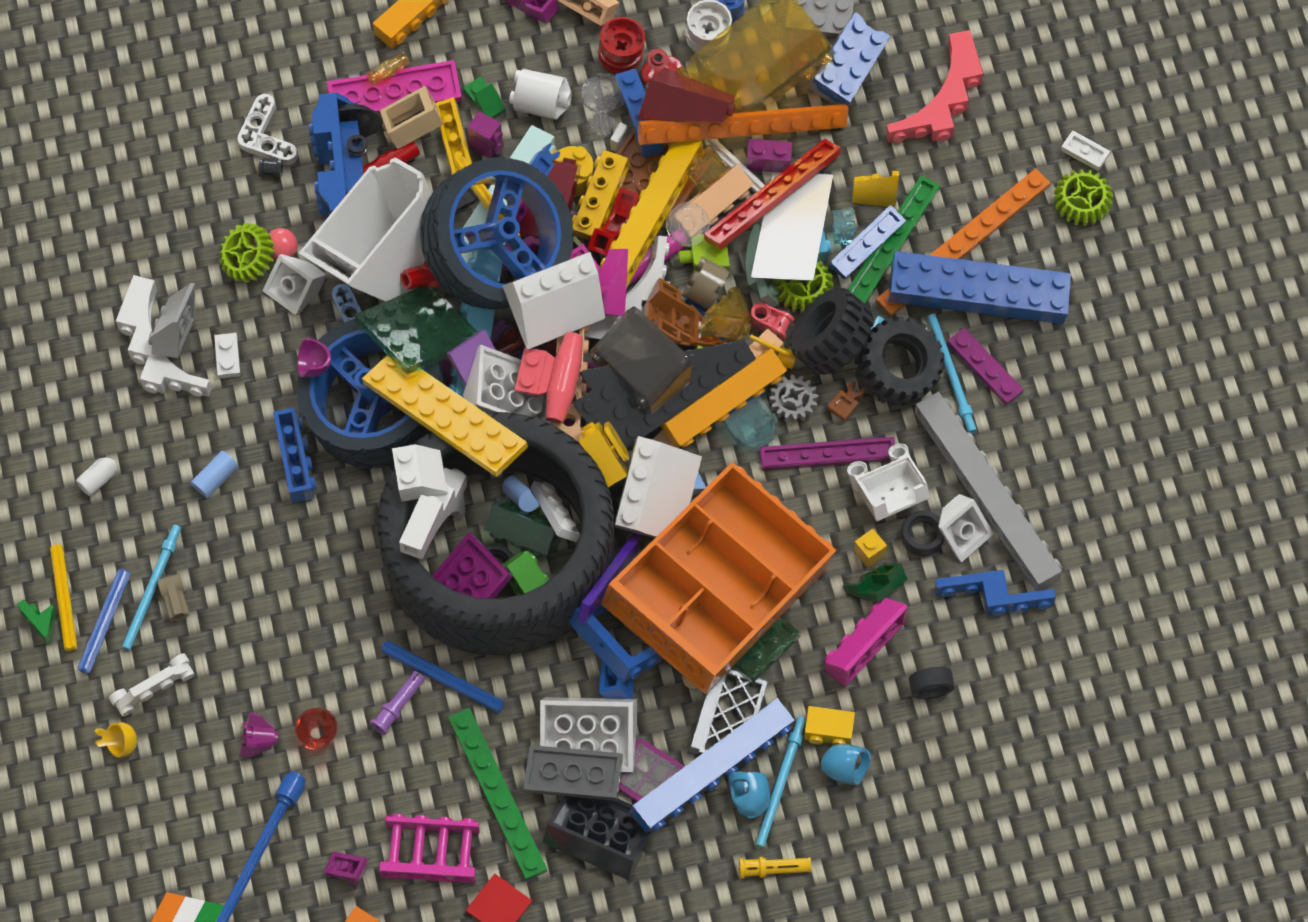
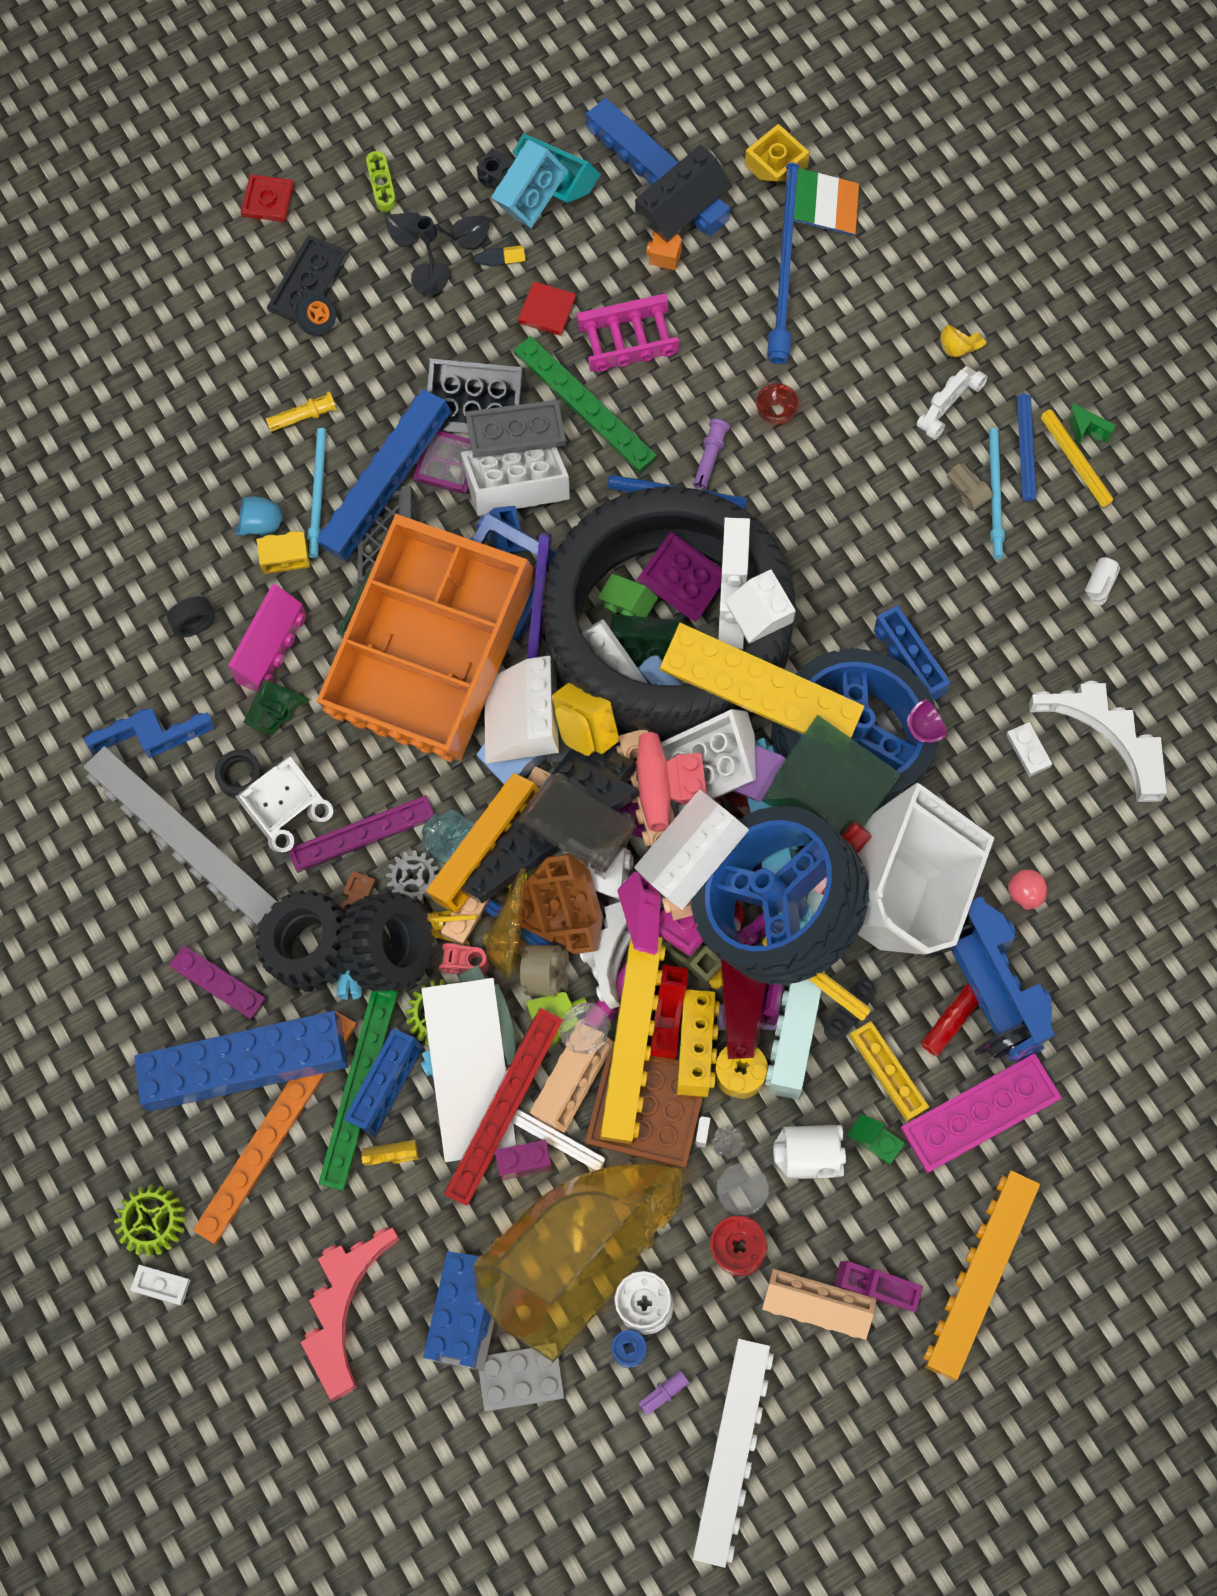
camera: 165 degrees right, 5 degrees up
(174, 323) = (1097, 746): light grey slope -> none
(214, 474) = (986, 619): light blue brick -> none
(251, 259) = (1064, 861): lime gear -> none
(257, 735) = (828, 380): magenta brick -> none
(259, 139) = (1108, 1008): white beam -> none
(270, 167) = (1078, 973): black bush -> none
(294, 283) = (1006, 843): white slope -> none
(346, 867) = (697, 291): magenta slope -> none
(359, 151) = (980, 1000): black bush -> none
(387, 68) = (998, 1129): clear yellow pin -> none
(415, 126) = (925, 1081): tan window -> none
(485, 135) = (852, 1077): magenta brick -> none
(543, 159) = (770, 1037): blue plate -> none
(632, 96) = (688, 1158): blue arch -> none
(653, 67) = (682, 1238): red plate -> none
(681, 98) = (629, 1158): dark red slope -> none
(707, 168) = (583, 1107): clear yellow cylinder -> none
(745, 124) = (567, 1168): orange plate -> none
(750, 796) = (341, 464): dark azure piece -> none
(843, 226) = (414, 1097): clear light blue brick -> none
(870, 548) = (288, 738): yellow brick -> none
(964, 409) = (227, 924): medium azure bar -> none
(964, 526) = (199, 791): white slope -> none

